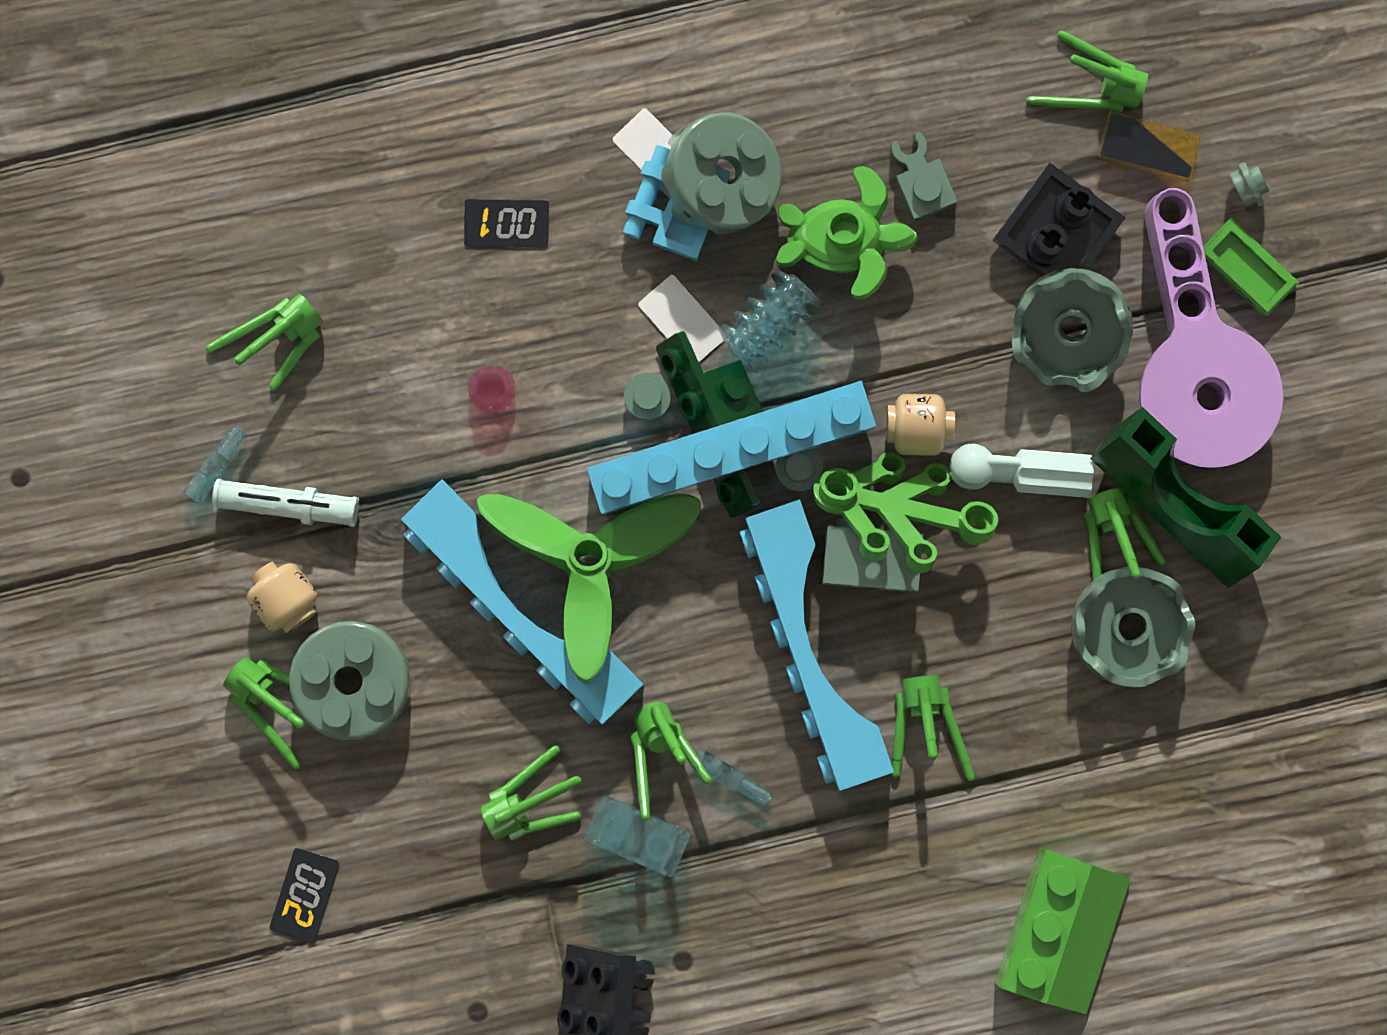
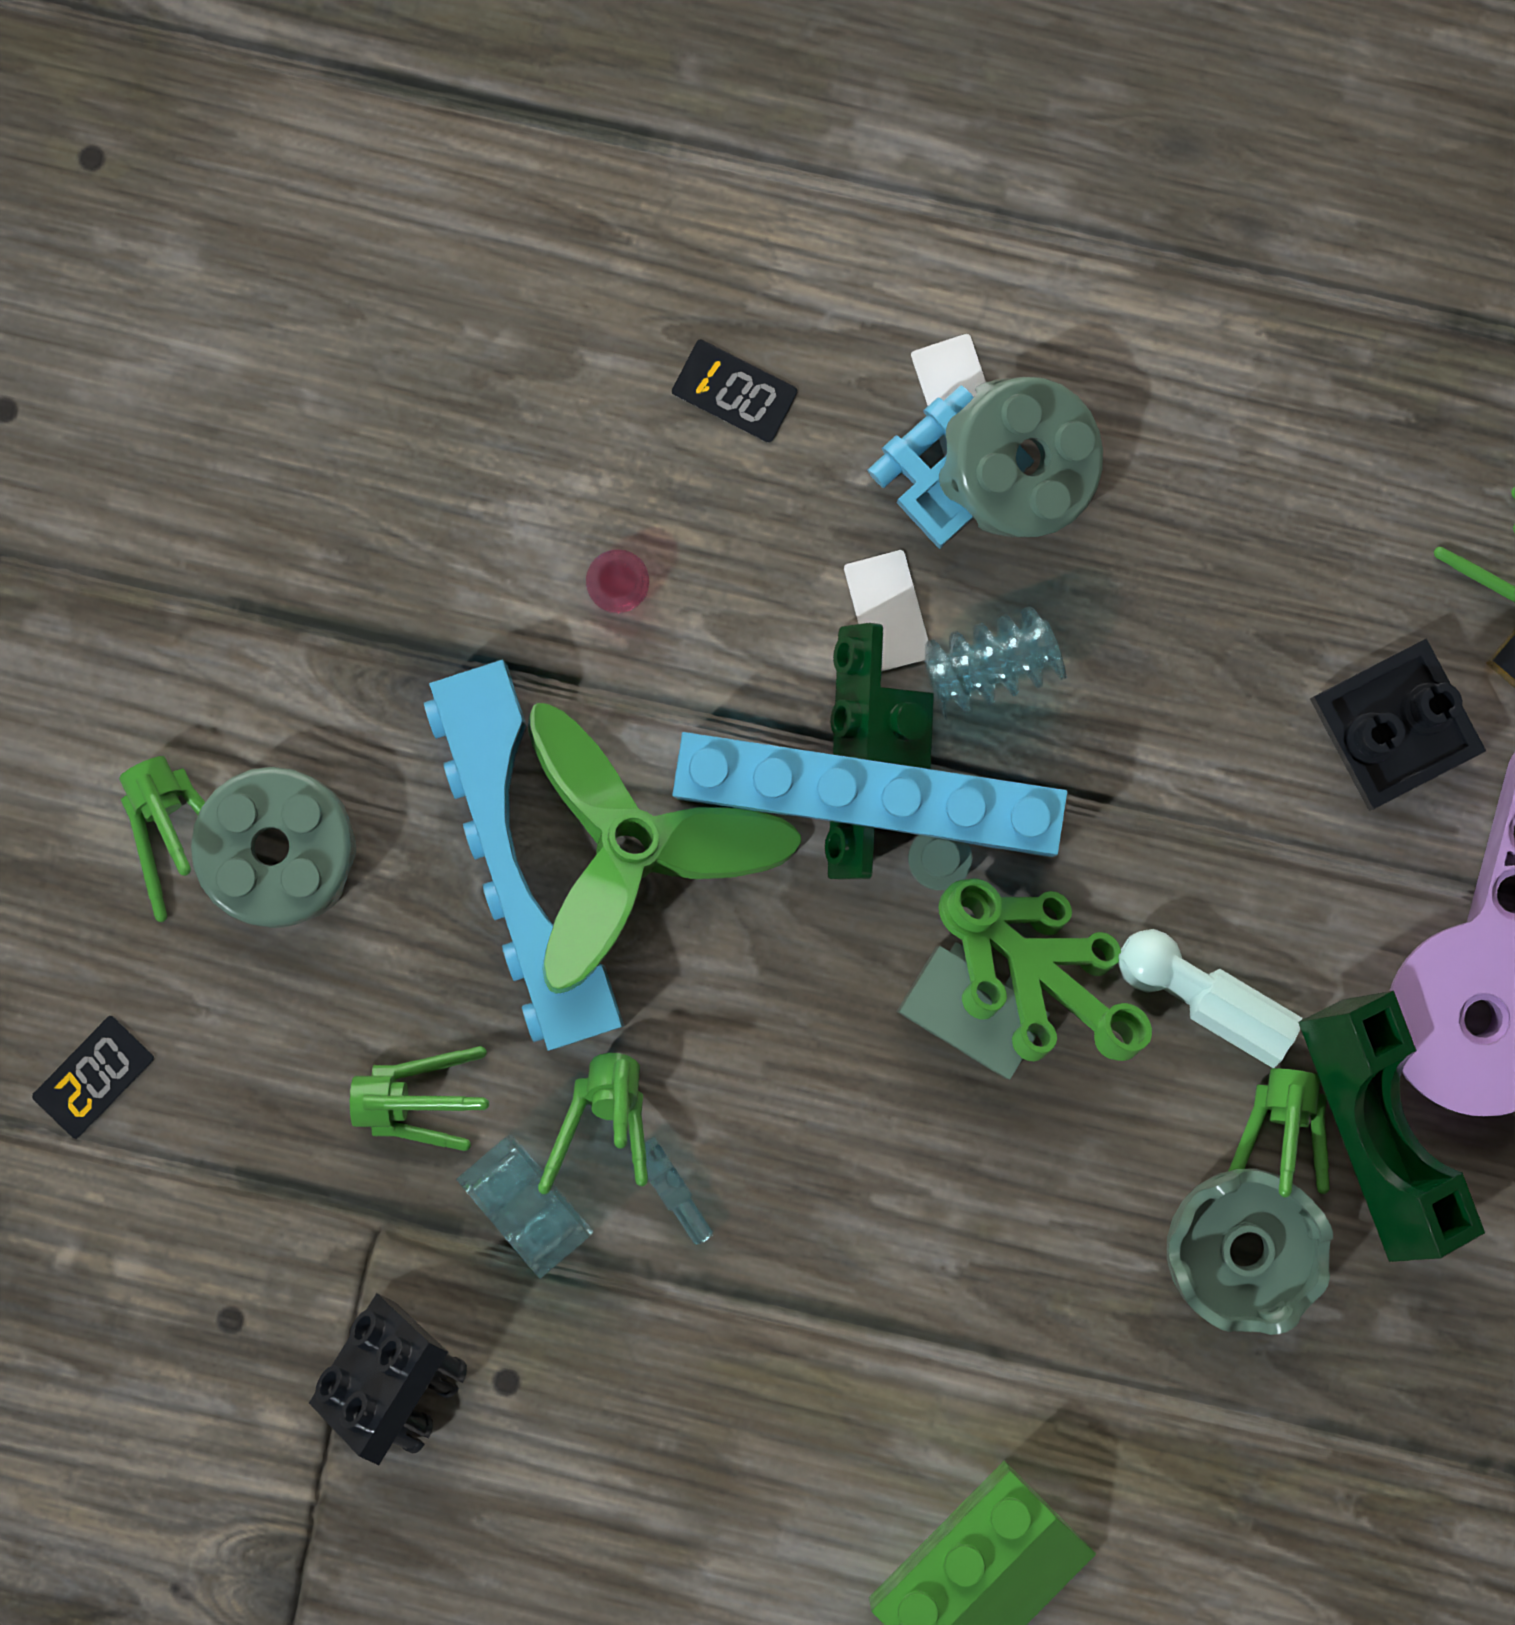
camera: 30 degrees right, 0 degrees up
(202, 482) = (216, 521): clear light blue pin -> none
(282, 597) = (242, 706): tan head -> none
(292, 318) = (420, 377): bright green plant -> none
(303, 505) = (245, 556): light aqua pin -> none
(647, 396) = (800, 681): sand green plate -> none
(846, 235) = (1136, 606): bright green animal -> none
(849, 741) = (837, 1221): medium azure arch -> none
(919, 424) = (1111, 878): tan head -> none
(923, 698) = (951, 1211): bright green plant -> none
(924, 184) = (1260, 592): sand green plate -> none
(1066, 359) = (1330, 889): sand green plate -> none

